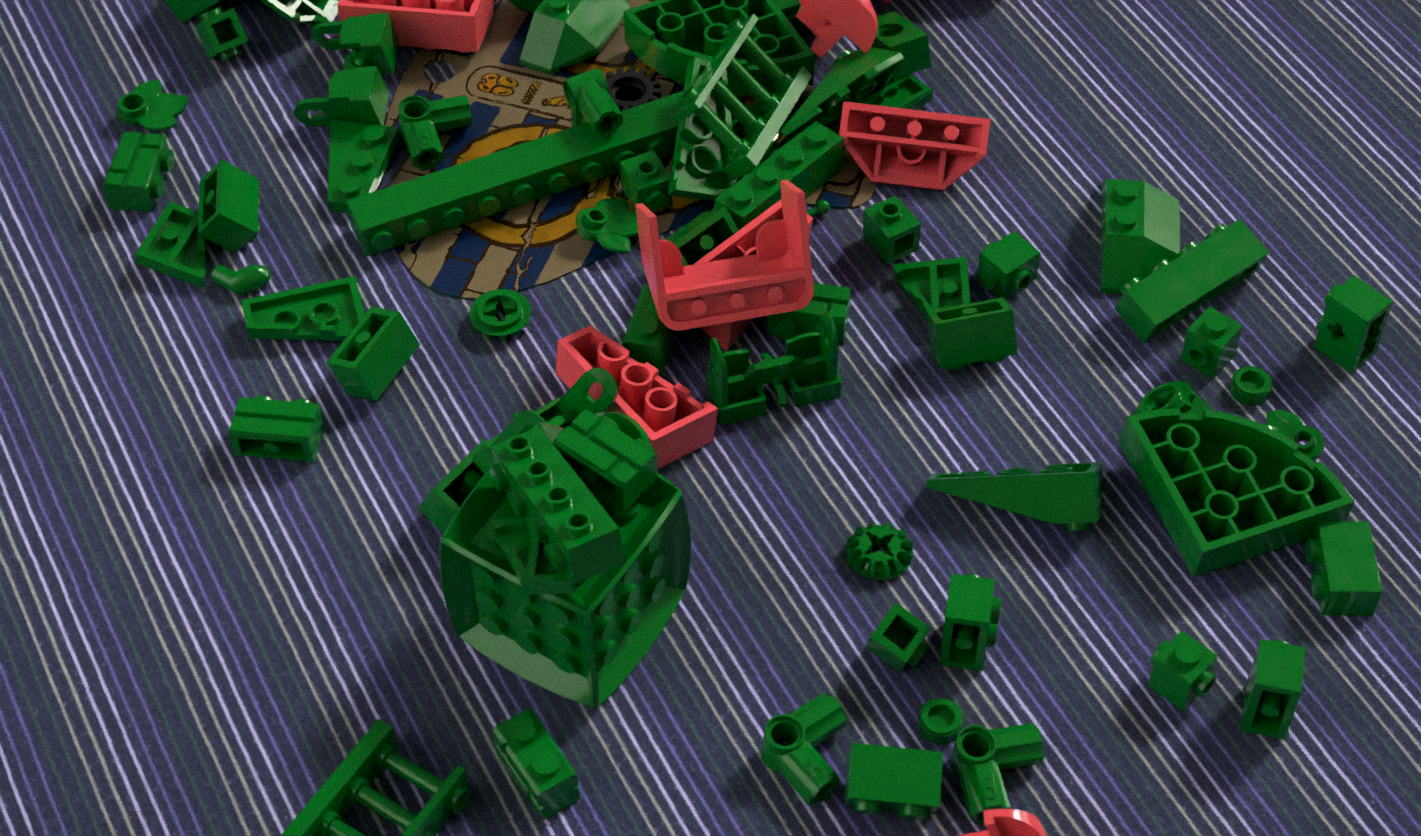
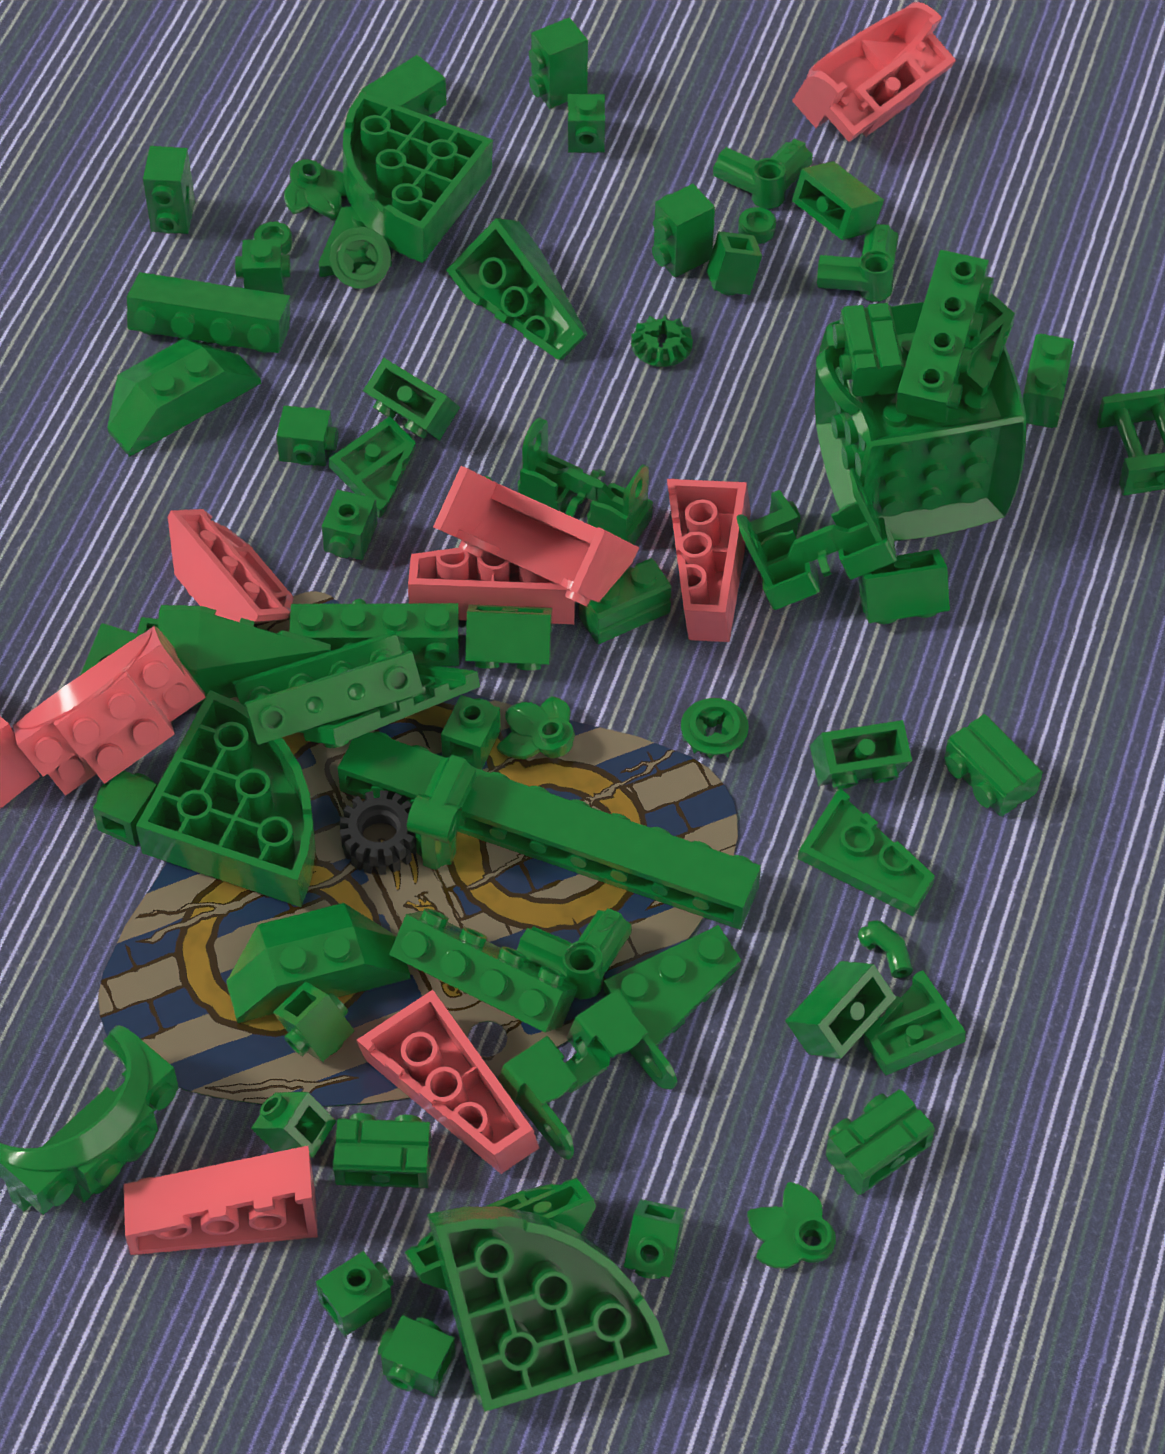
camera: 135 degrees left, 5 degrees up
(472, 68) = (484, 970): none -> green brick

